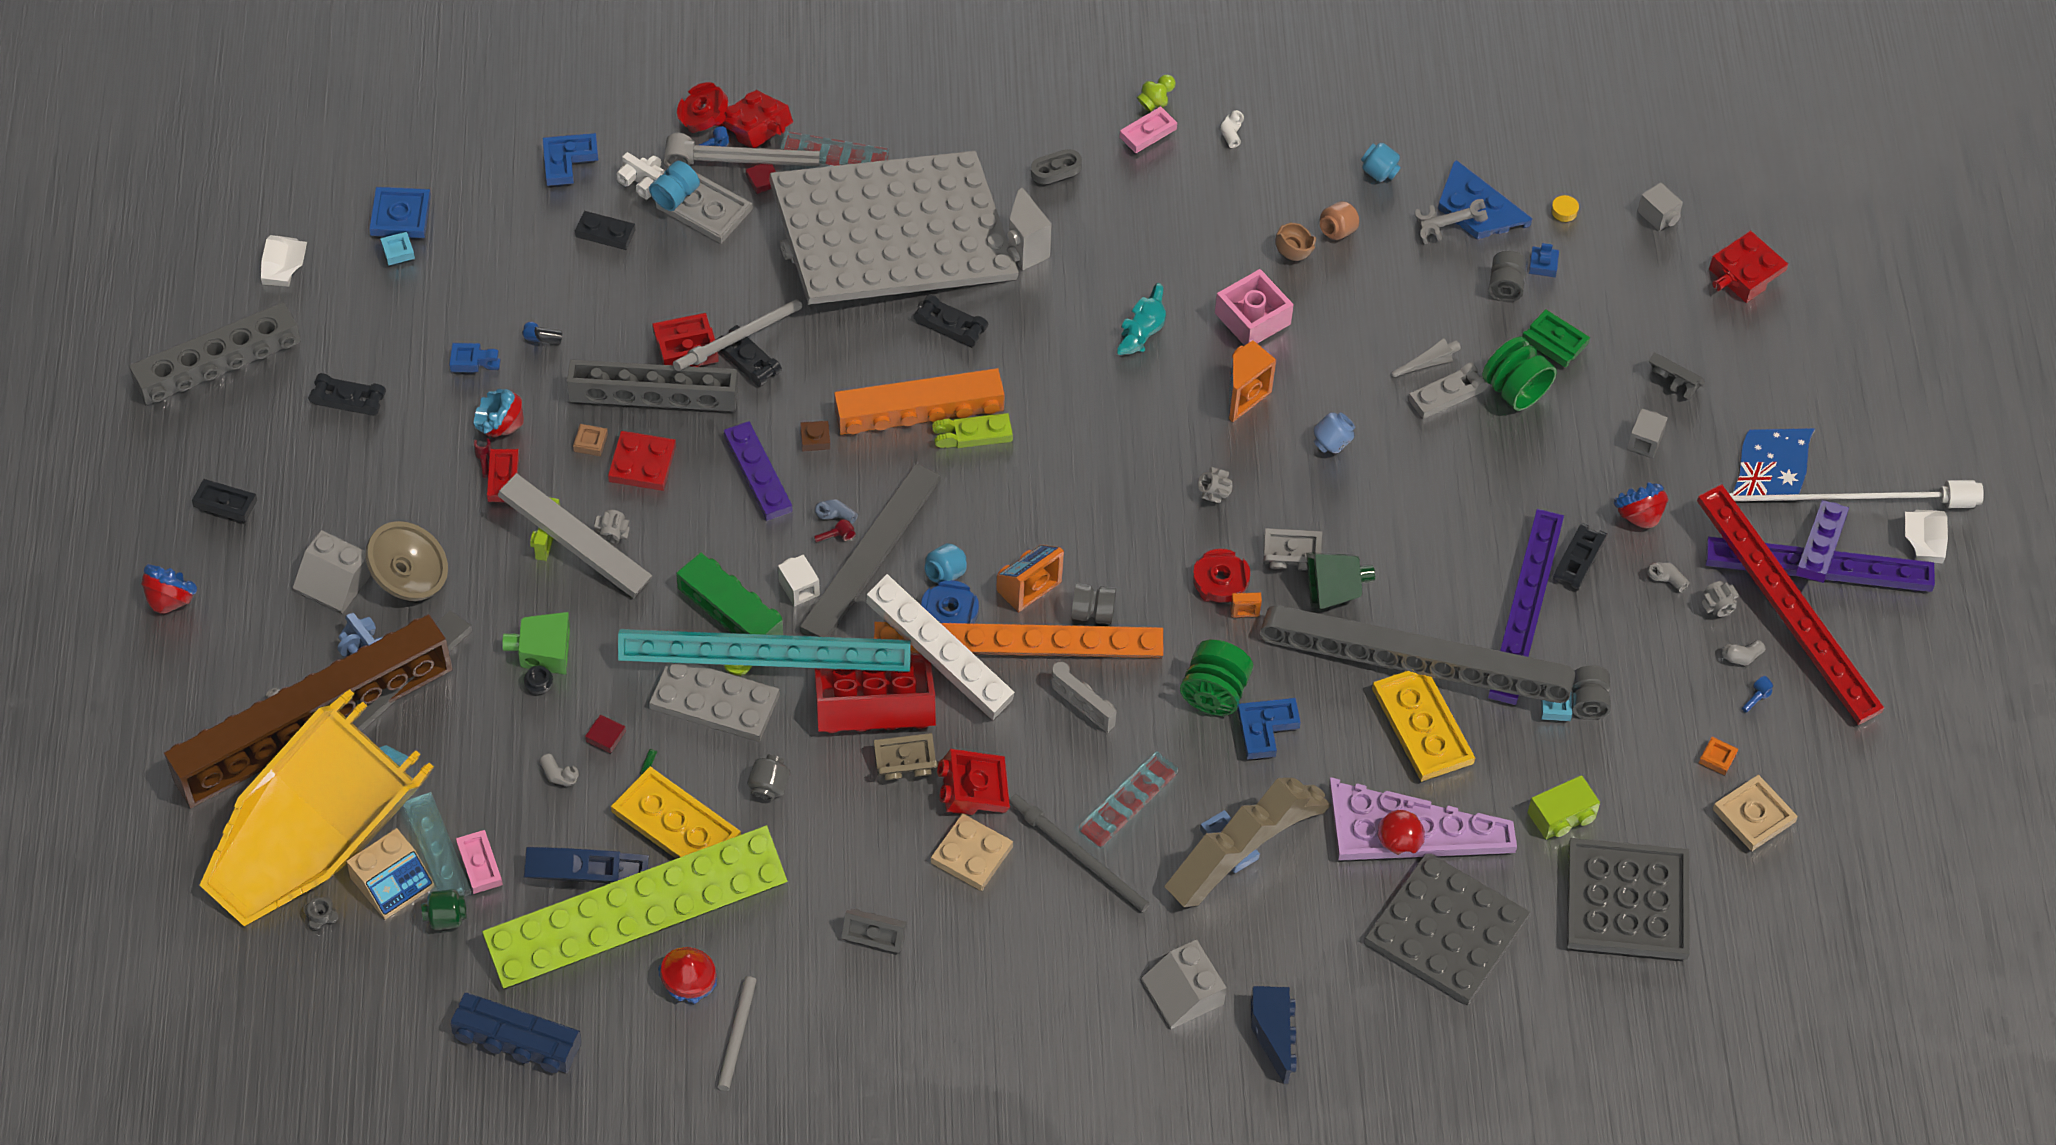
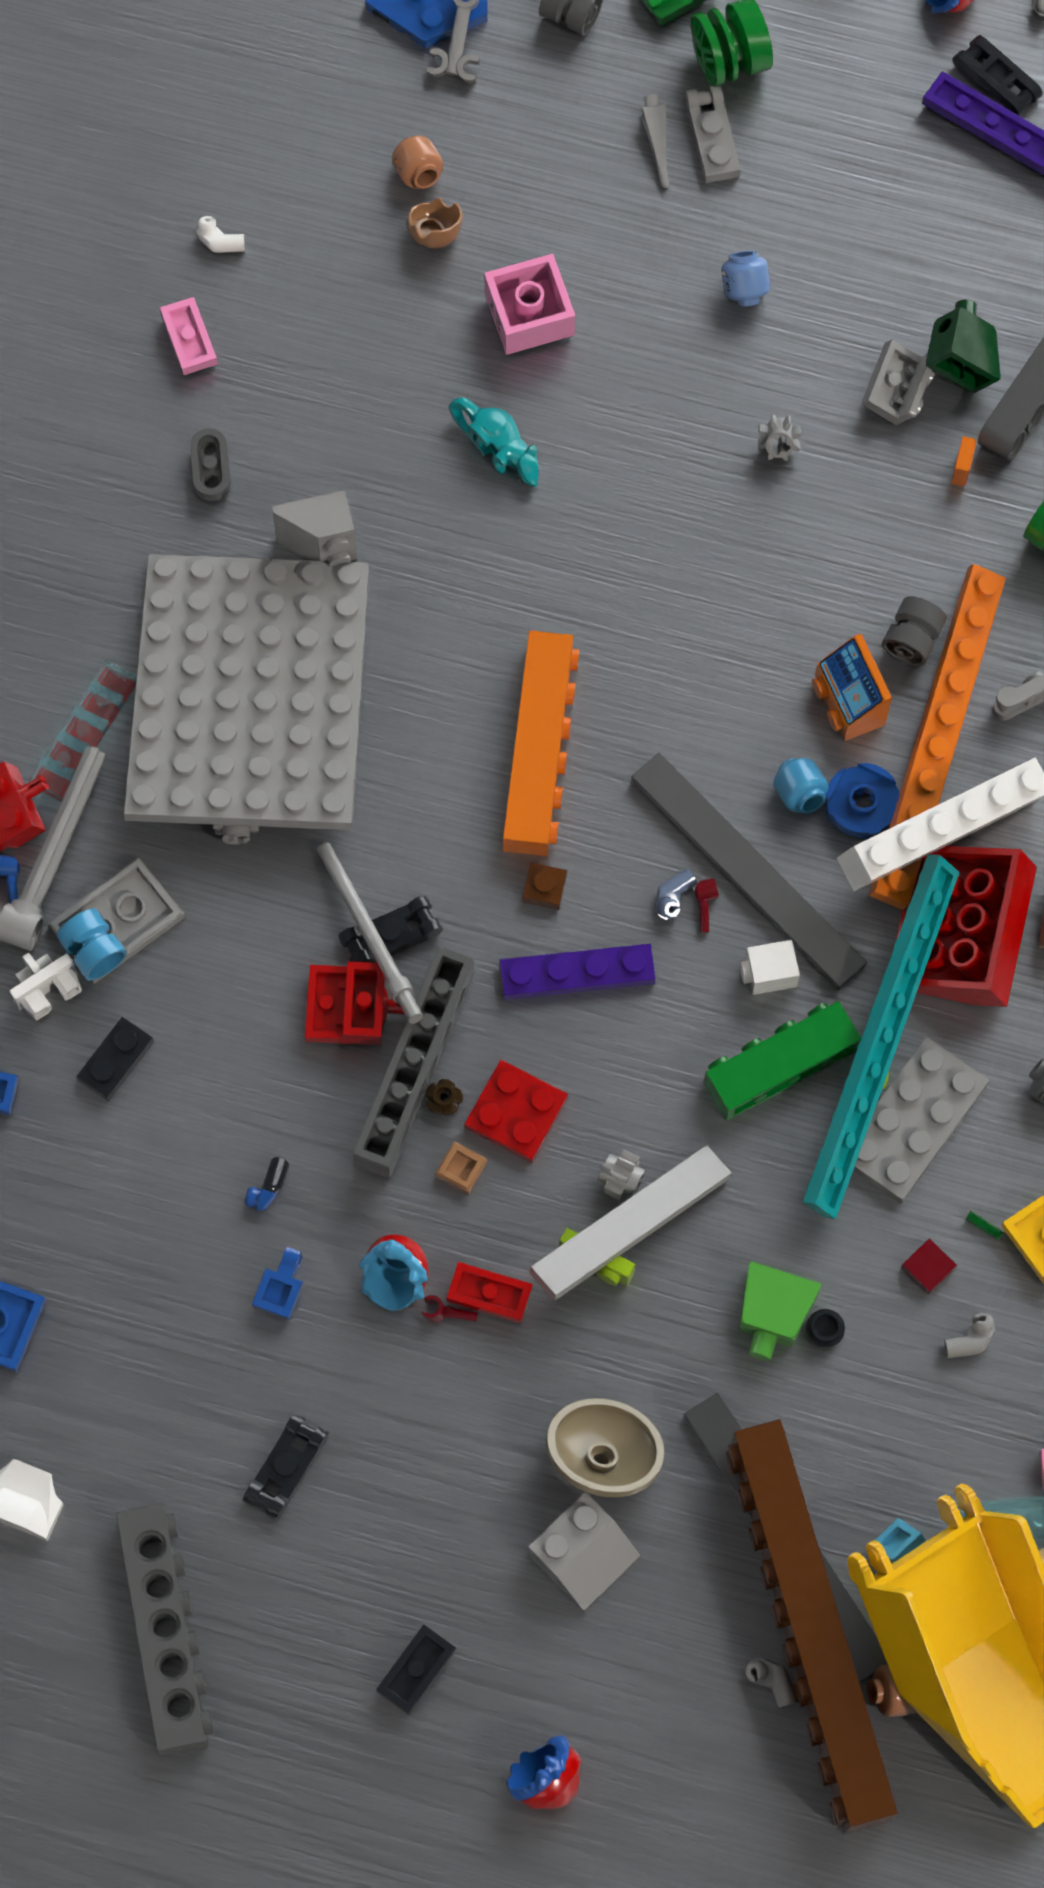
camera: 70 degrees left, 15 degrees up
(356, 634) = (706, 1540): medium blue hips -> none
(397, 248) = (57, 1340): medium azure plate -> none
(637, 421) = (440, 1106): none -> dark brown plate
(759, 177) = (96, 832): dark red tile -> none
(950, 321) = (416, 668): black plate -> none
(973, 431) = (599, 689): lime hinge -> none
(1155, 94) = (137, 306): lime animal -> none
(1220, 589) = (913, 495): red plate -> none
(1249, 378) = (641, 347): orange slope -> none
(1381, 162) = (341, 83): dark azure head -> none

